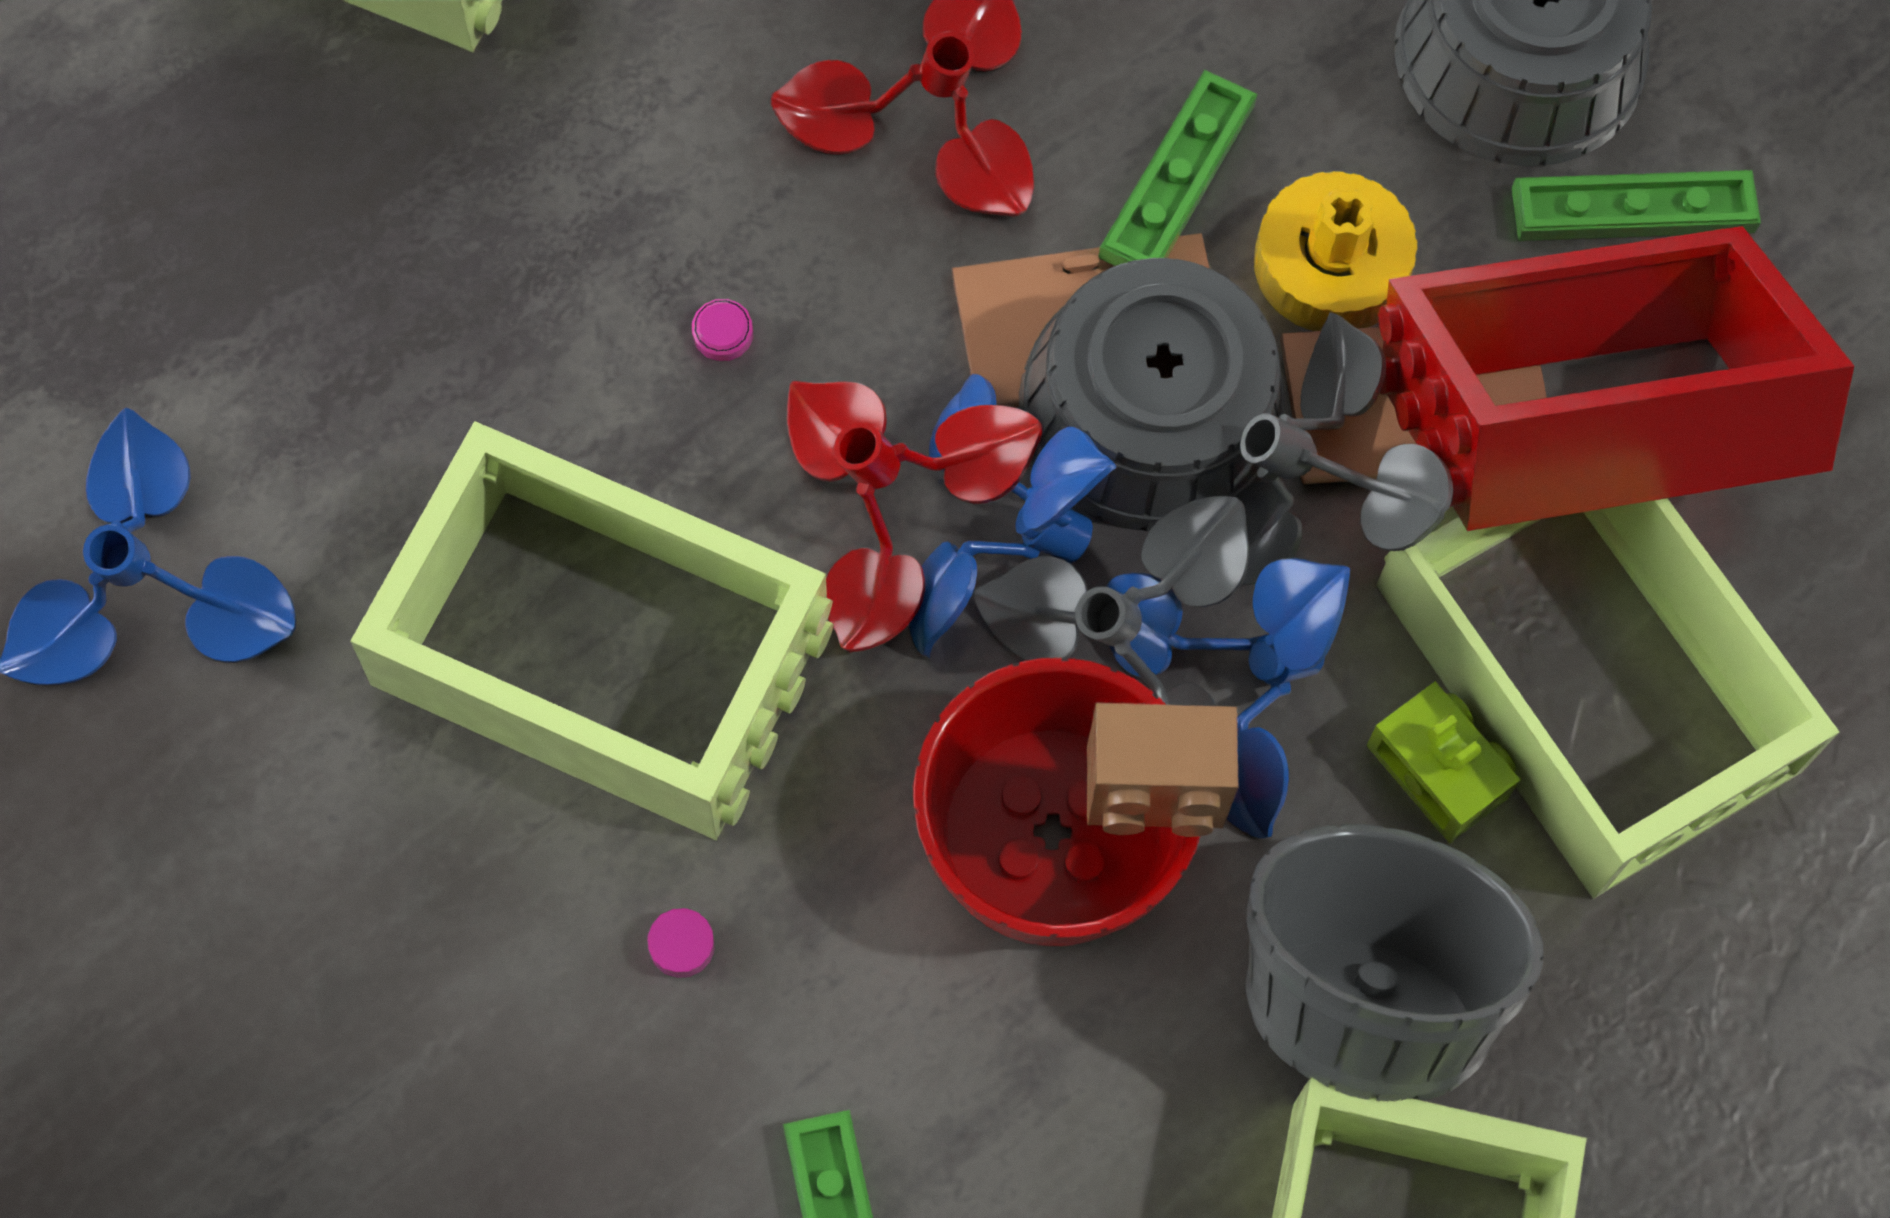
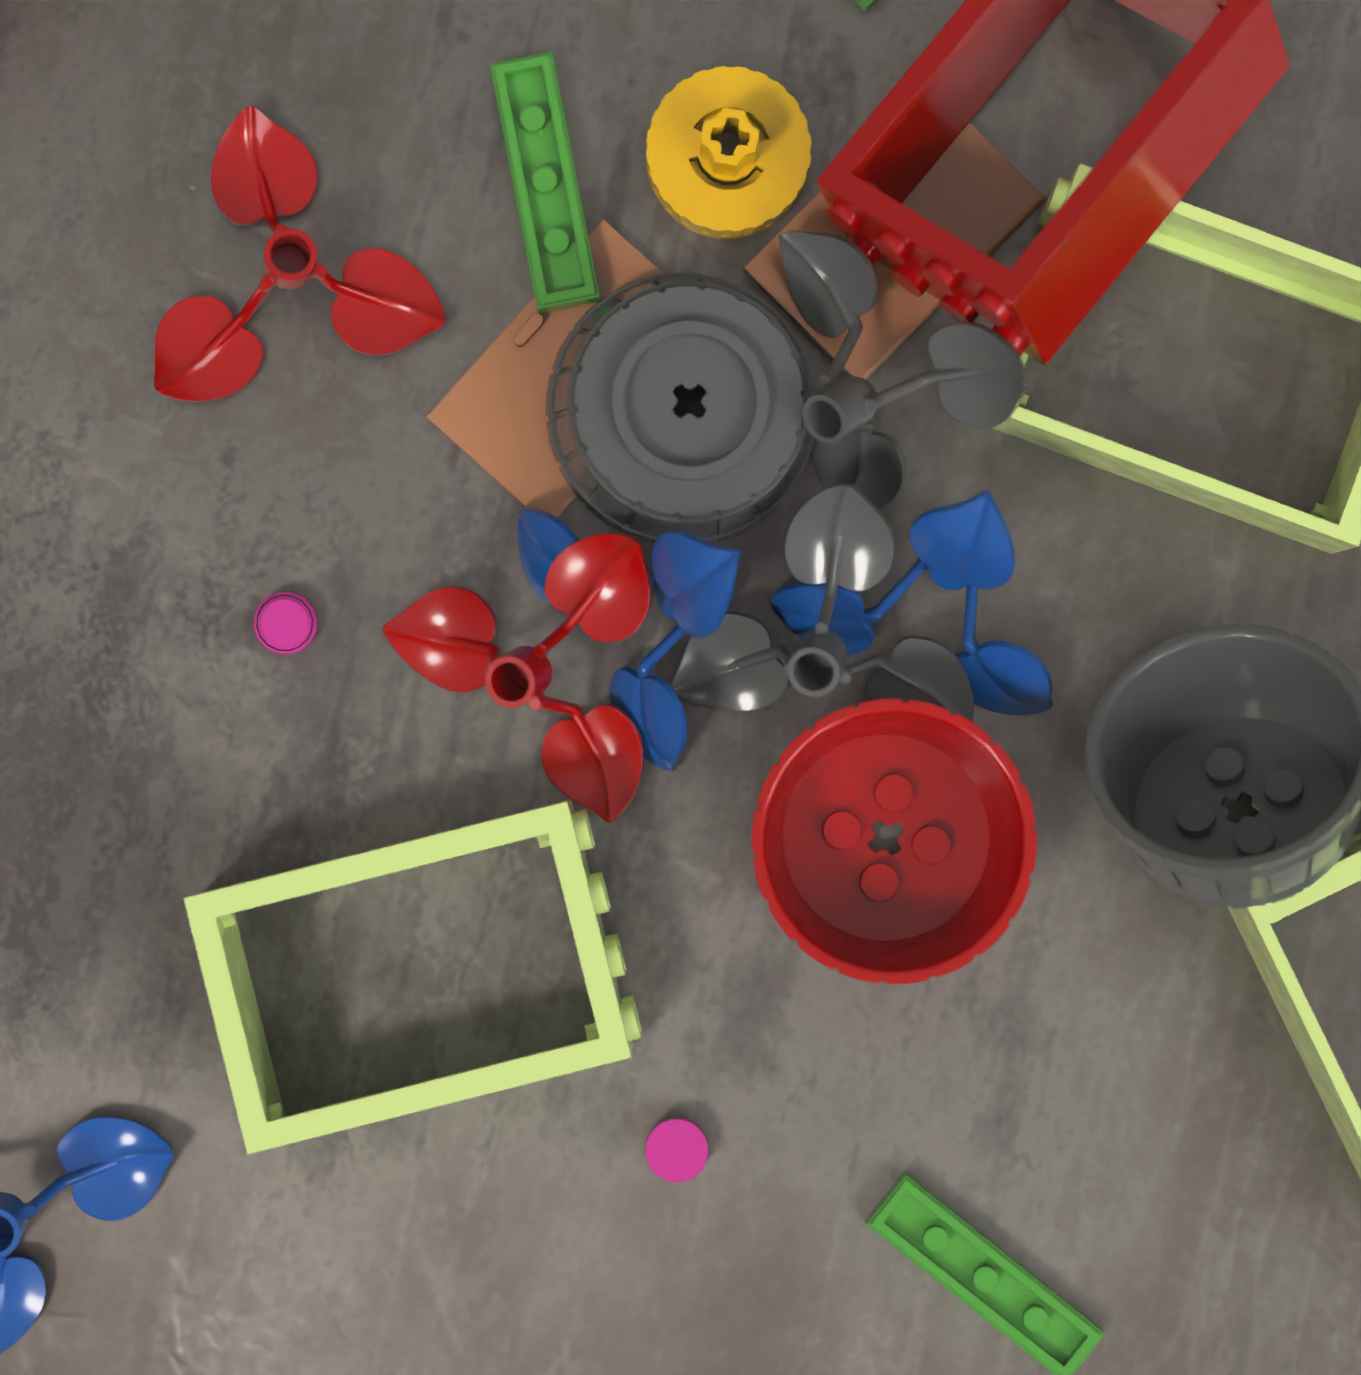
camera: 40 degrees left, 20 degrees up
(1161, 767) = (971, 779): medium nougat brick -> none
(1444, 761) = (1144, 539): lime brick -> none

